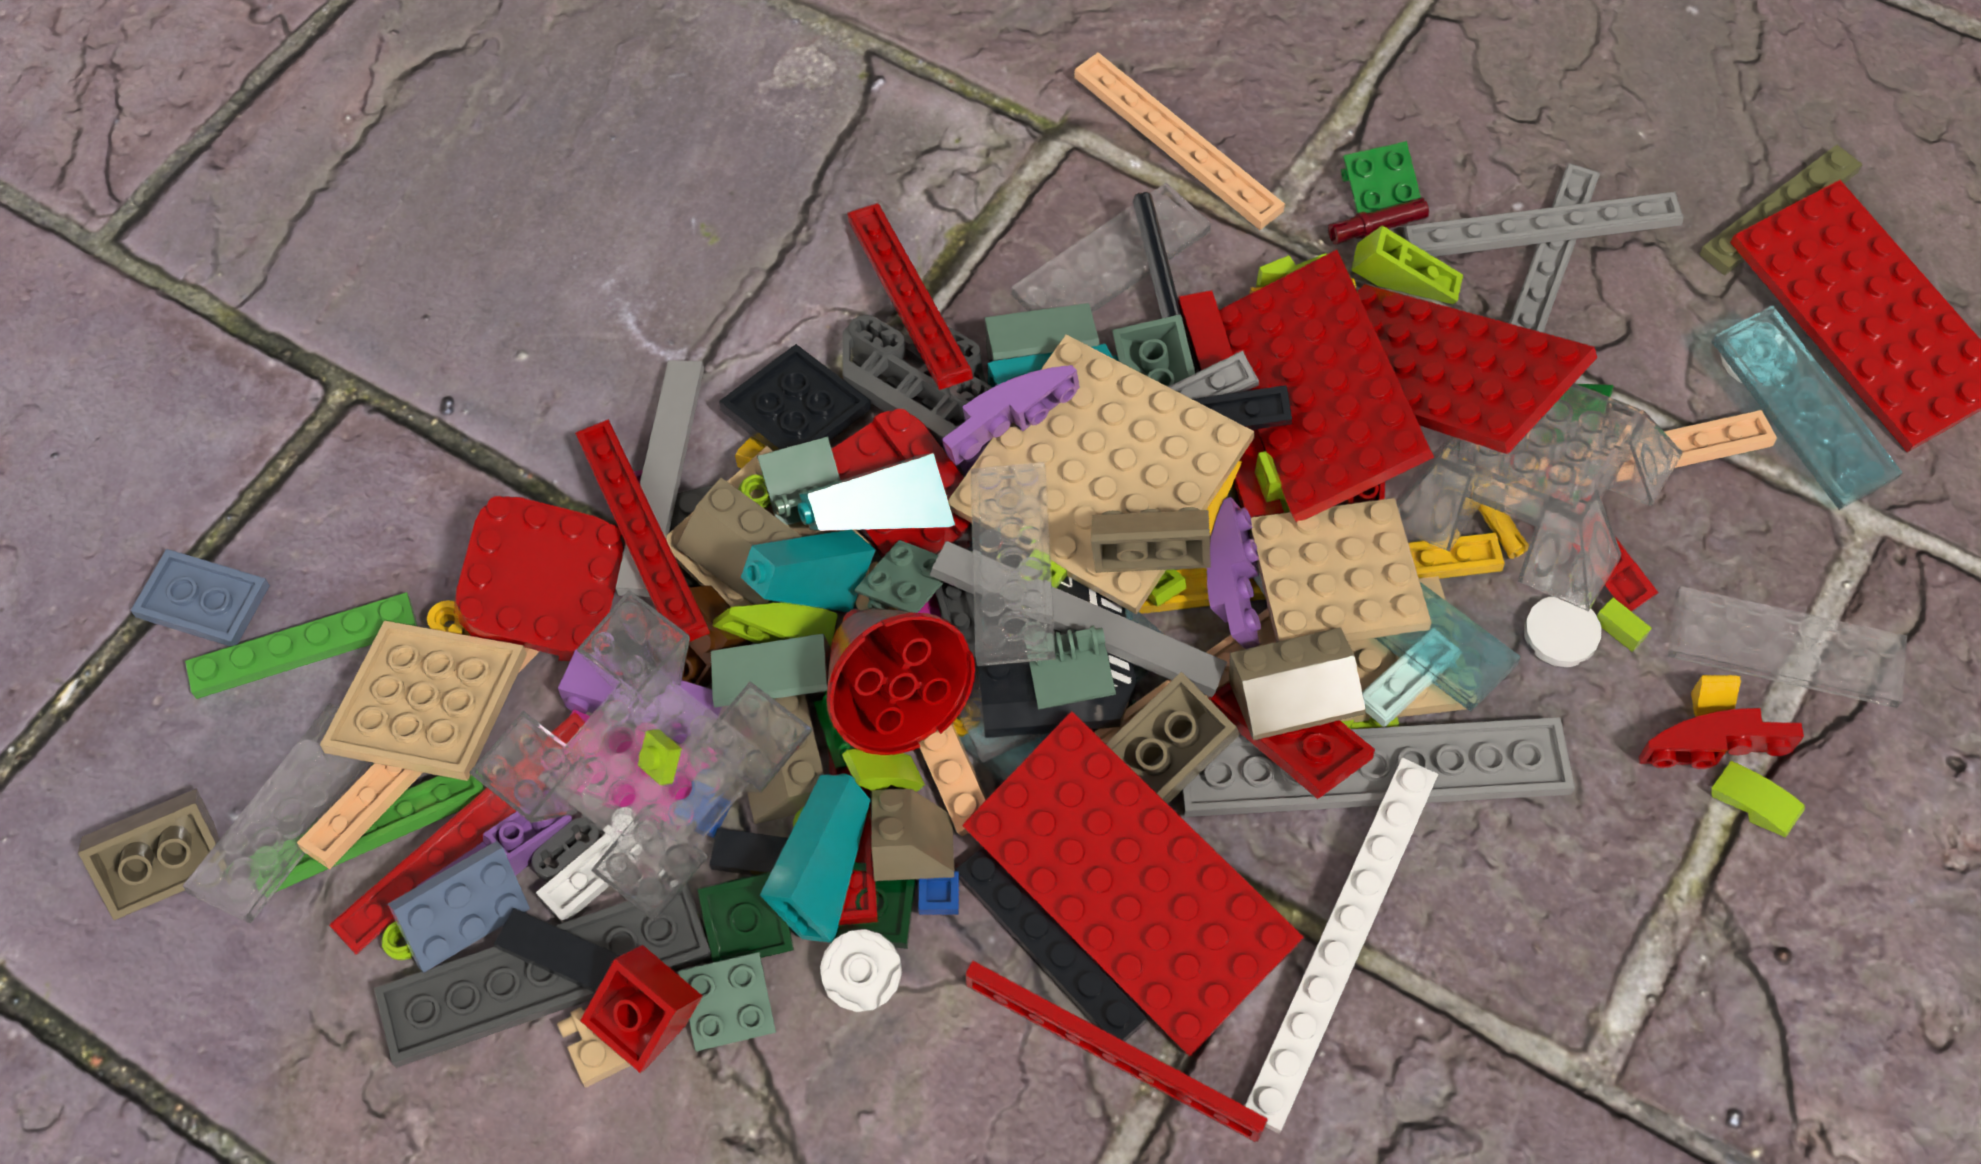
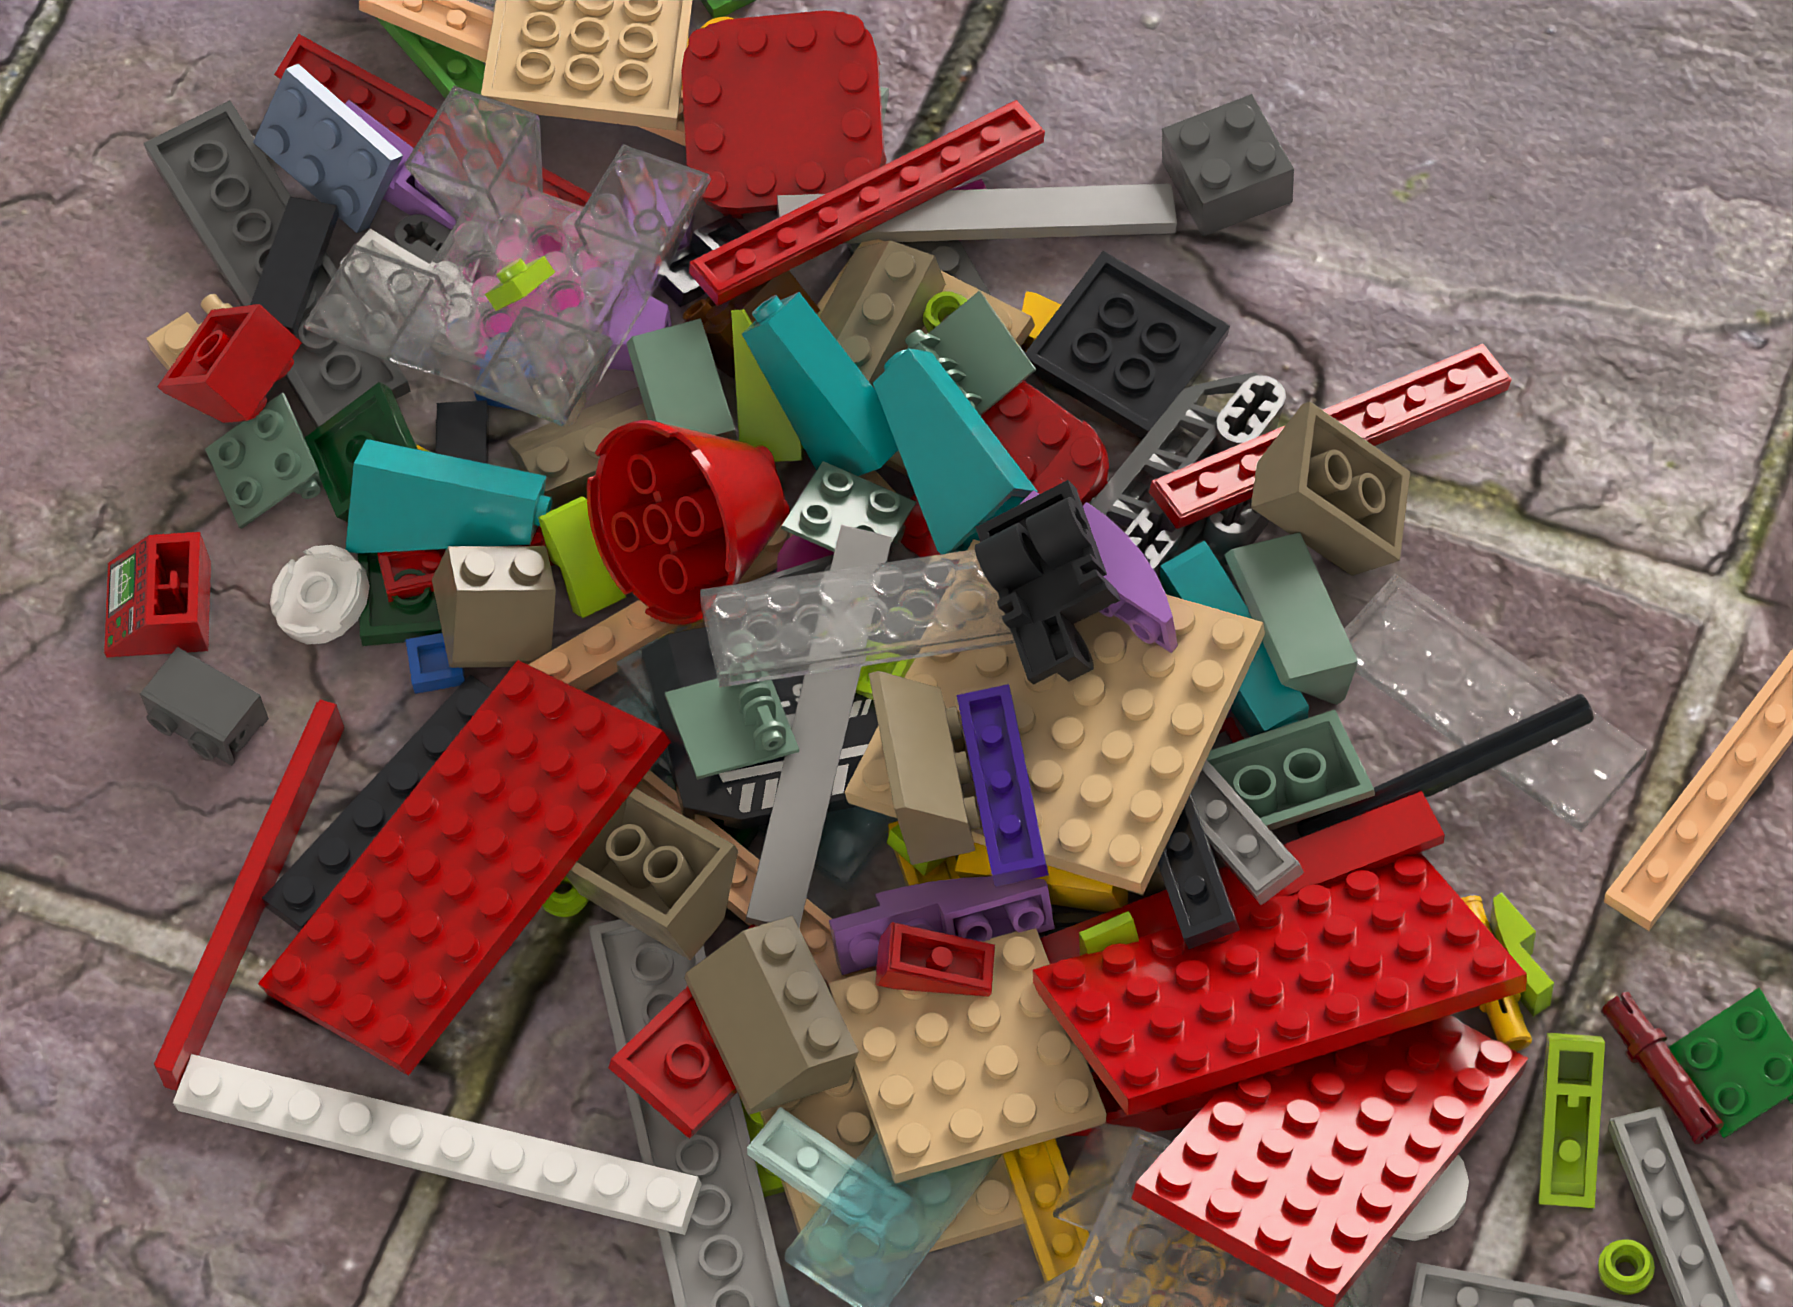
camera: 85 degrees right, 0 degrees up
(667, 322) = (1227, 165): none -> dark grey brick
(837, 1094) = (159, 597): none -> red slope
(943, 1070) = (202, 706): none -> dark grey hinge
(960, 294) = (1333, 491): none -> dark tan slope
(1016, 432) = (1046, 580): none -> black plate
(1211, 491) = (1002, 785): none -> dark purple plate
(1279, 573) = (933, 962): none -> red slope
(1506, 257) = (1633, 1253): none -> lime plate

